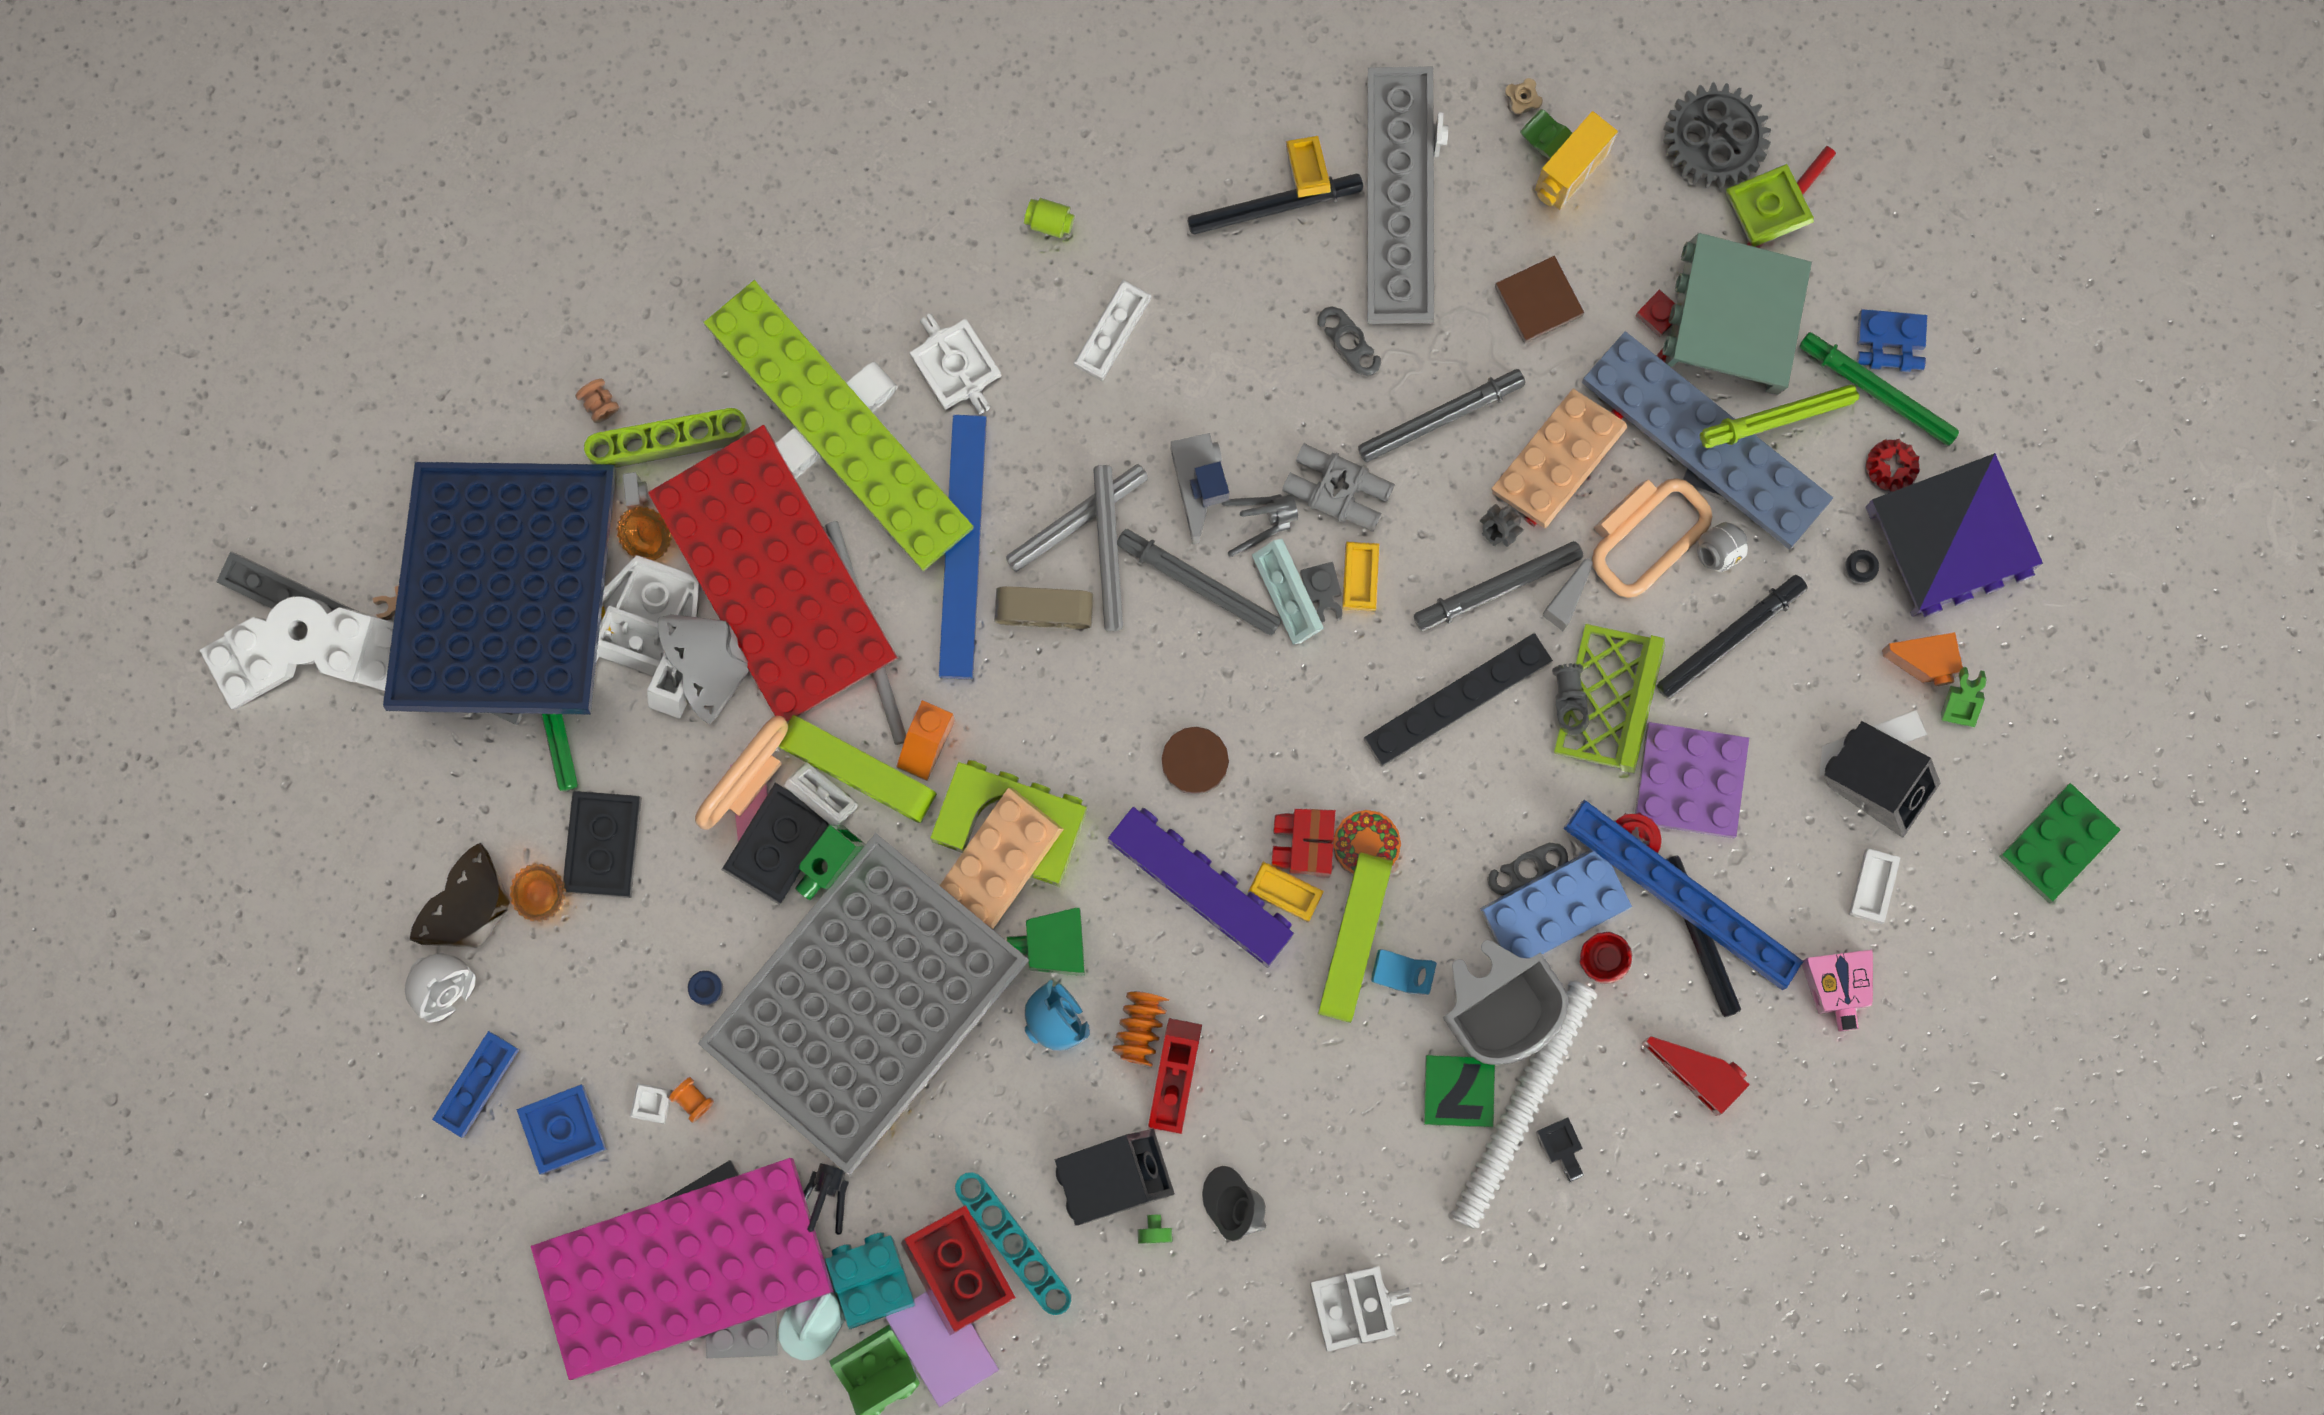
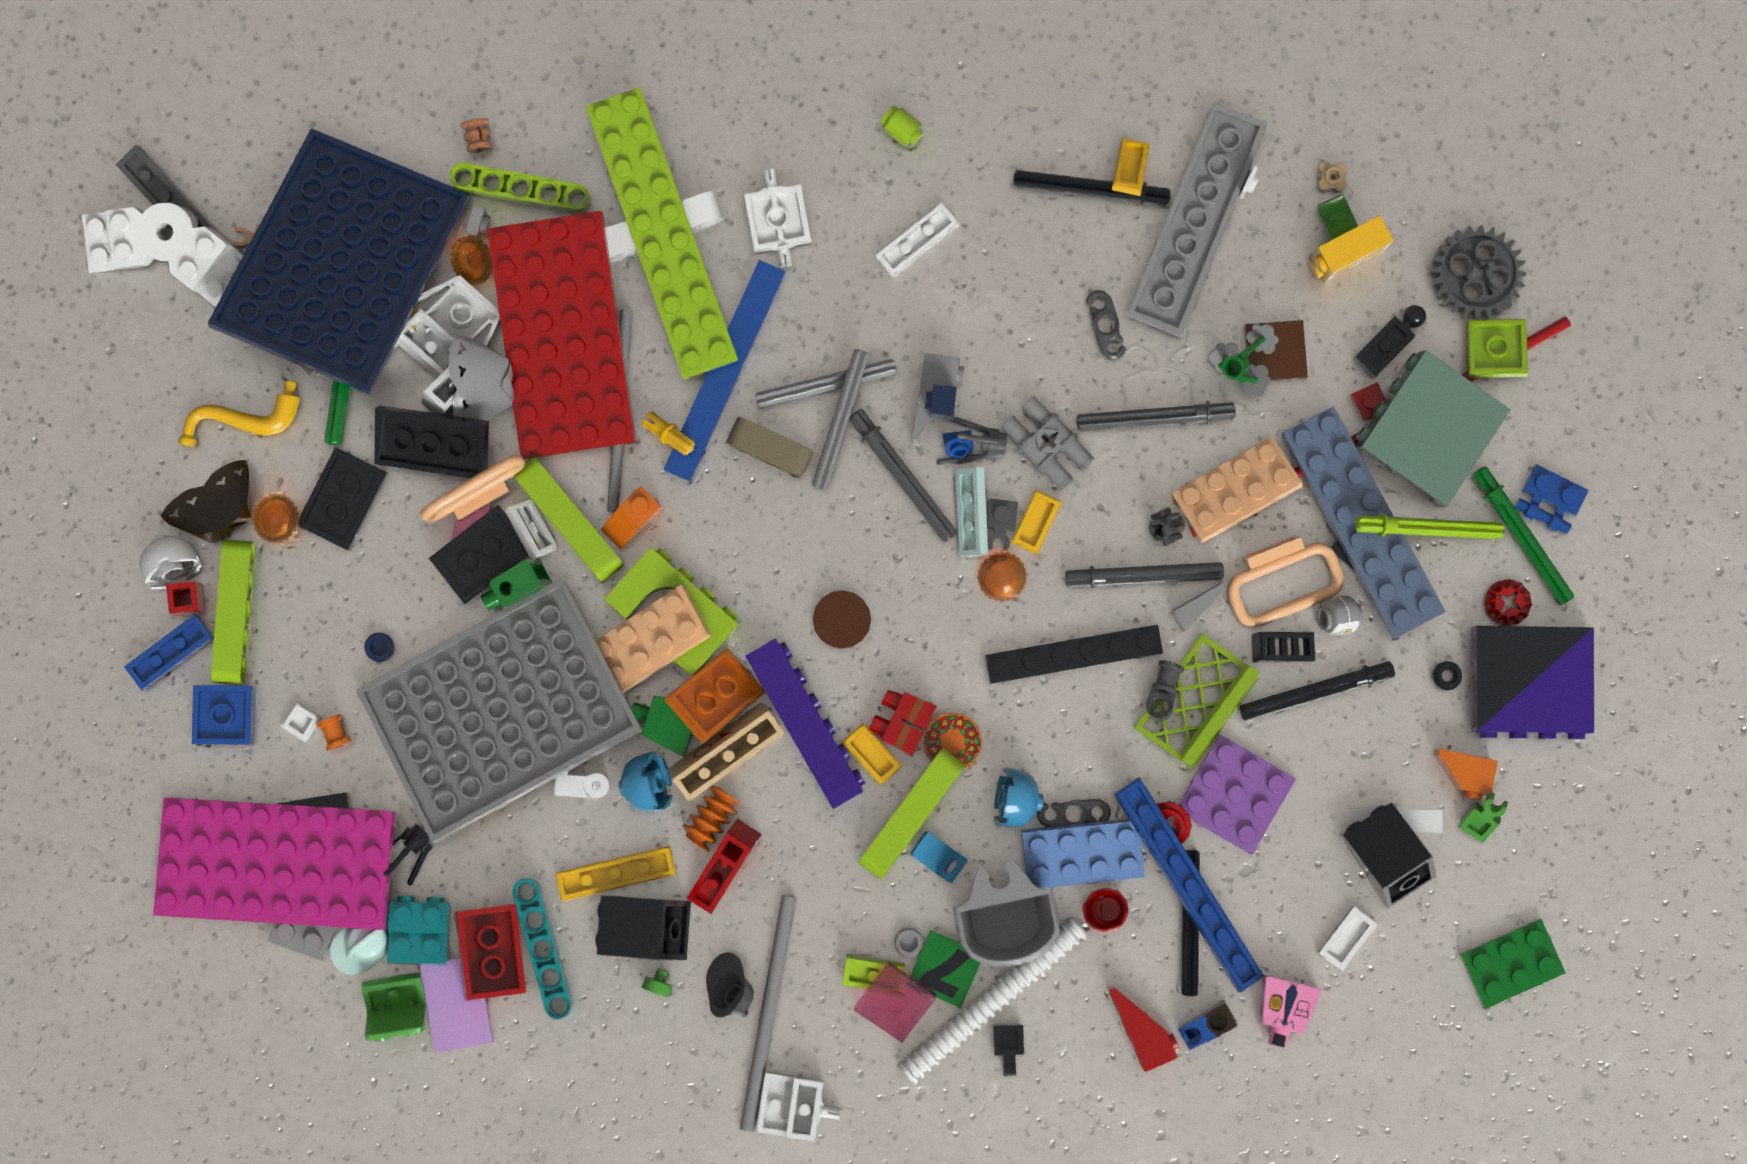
camera: 20 degrees right, 5 degrees up
(471, 1017) = (185, 598): none -> red brick
(501, 783) = (281, 417): none -> yellow animal
(529, 1012) = (233, 611): none -> lime beam
(675, 743) = (430, 442): none -> black plate
(929, 635) = (668, 434): none -> yellow axle
(981, 1052) = (592, 786): none -> white leg
(1060, 1131) = (615, 873): none -> yellow tile
(1091, 894) = (714, 696): none -> orange tile
(1127, 950) = (725, 751): none -> tan brick
(1243, 528) = (957, 447): none -> blue plate
(1287, 1217) = (767, 1013): none -> light grey piece
(1347, 648) = (1002, 576): none -> clear orange hat
(1384, 1127) = (862, 970): none -> lime plate
(1408, 1079) = (908, 942): none -> light grey tile
(1420, 1147) = (895, 1002): none -> clear pink tile
(1461, 875) = (1016, 798): none -> dark azure cylinder
(1508, 325) = (1237, 365): none -> light grey plant
(1655, 241) = (1390, 340): none -> black plate
(1657, 614) = (1259, 647): none -> black slope
(1766, 1038) = (1208, 1026): none -> leg

